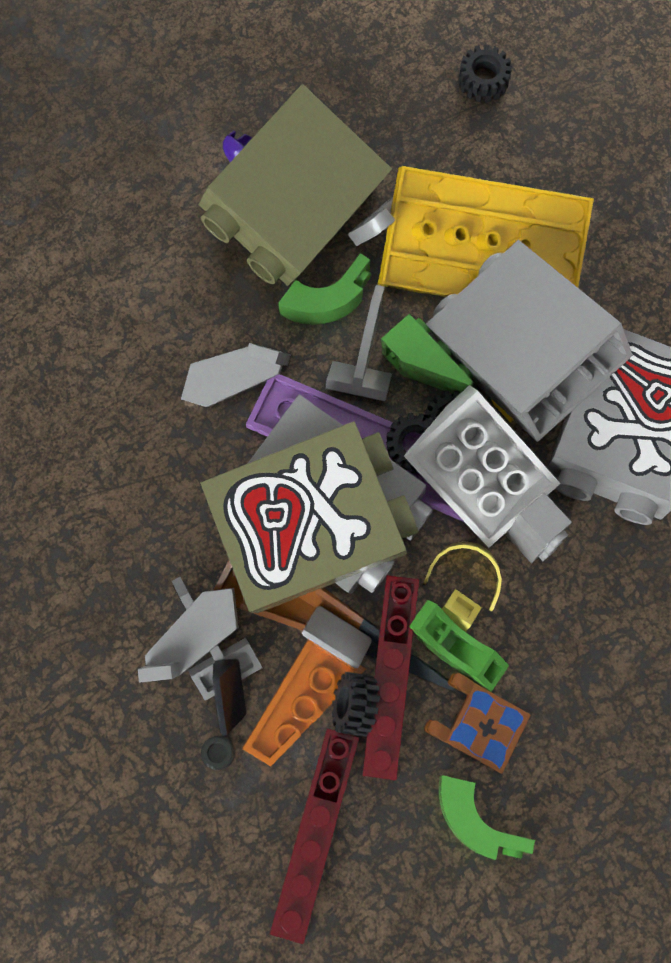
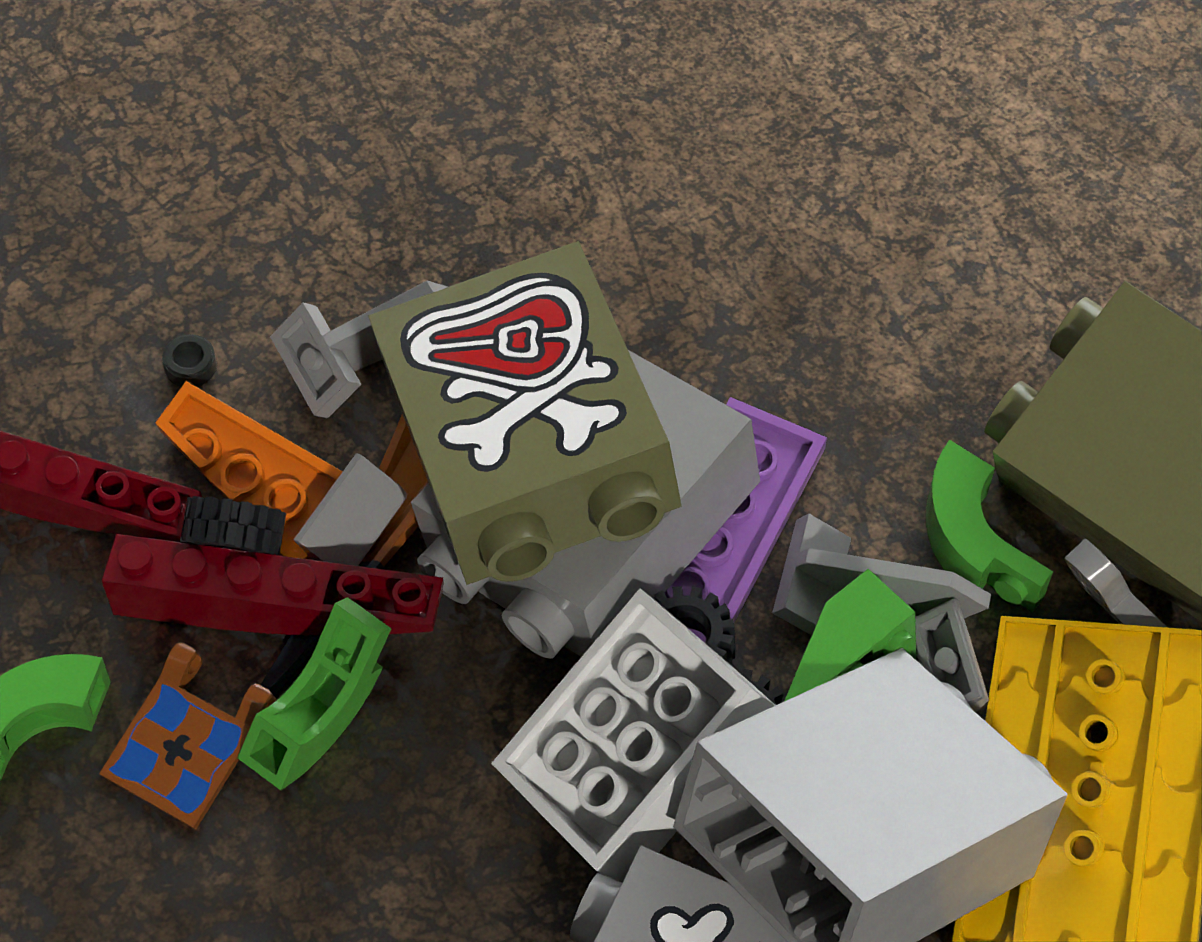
camera: 90 degrees right, 15 degrees down
(192, 636) = (345, 283): light grey piece -> none
(228, 694) = (270, 356): black slope -> none
(231, 373) = (825, 386): light grey piece -> none
(418, 305) = (947, 651): none -> light grey slope
(461, 610) = (383, 715): light yellow plate -> none
(474, 546) = (471, 768): light yellow piece -> none
(539, 529) = (508, 821): light grey brick -> none

